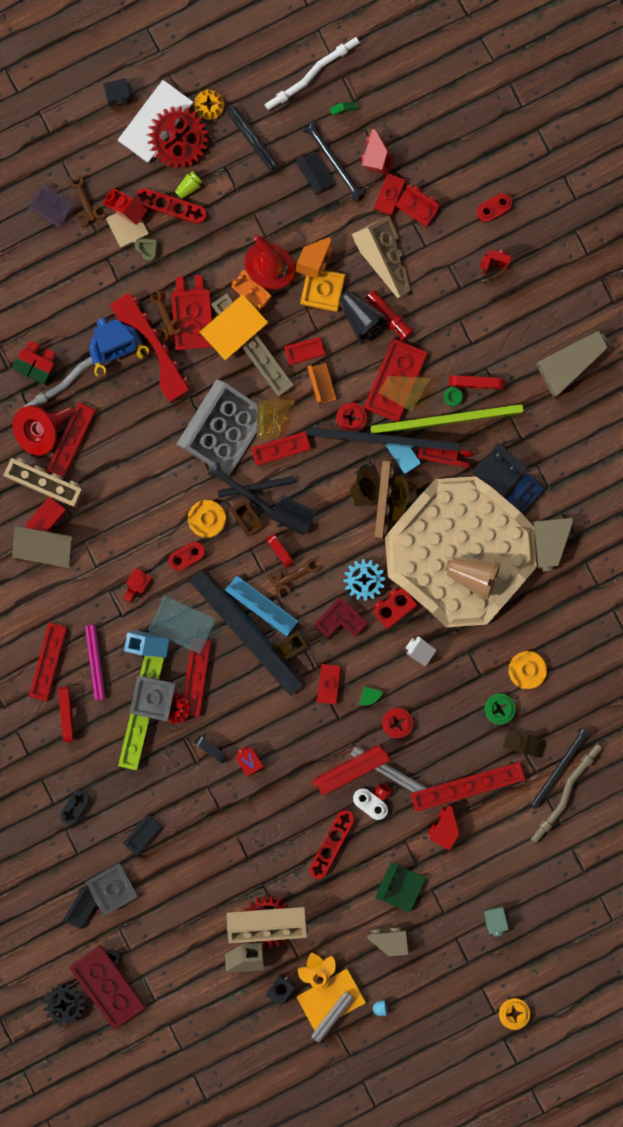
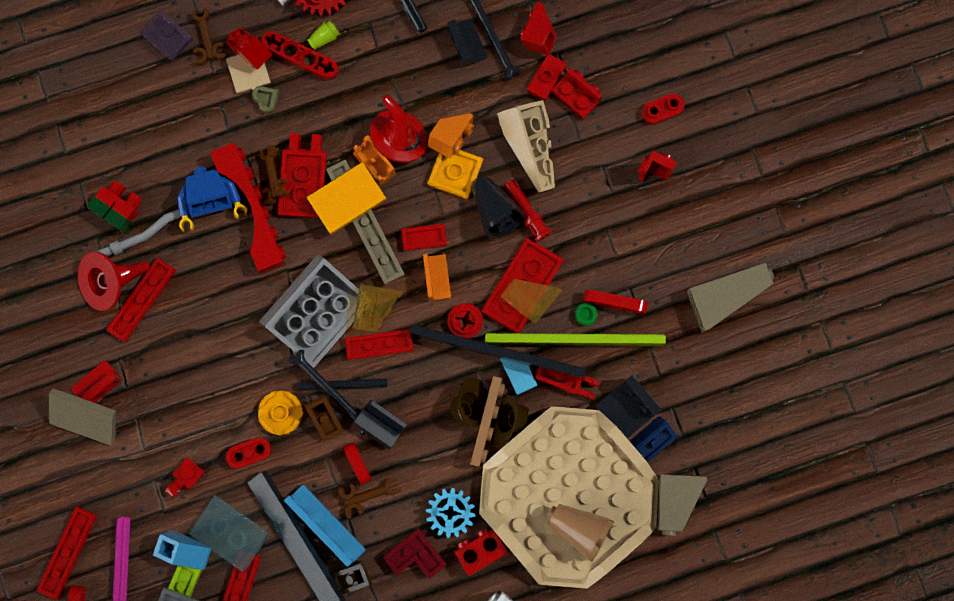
camera: 15 degrees right, 5 degrees down
(47, 484) = (98, 343): tan brick -> none

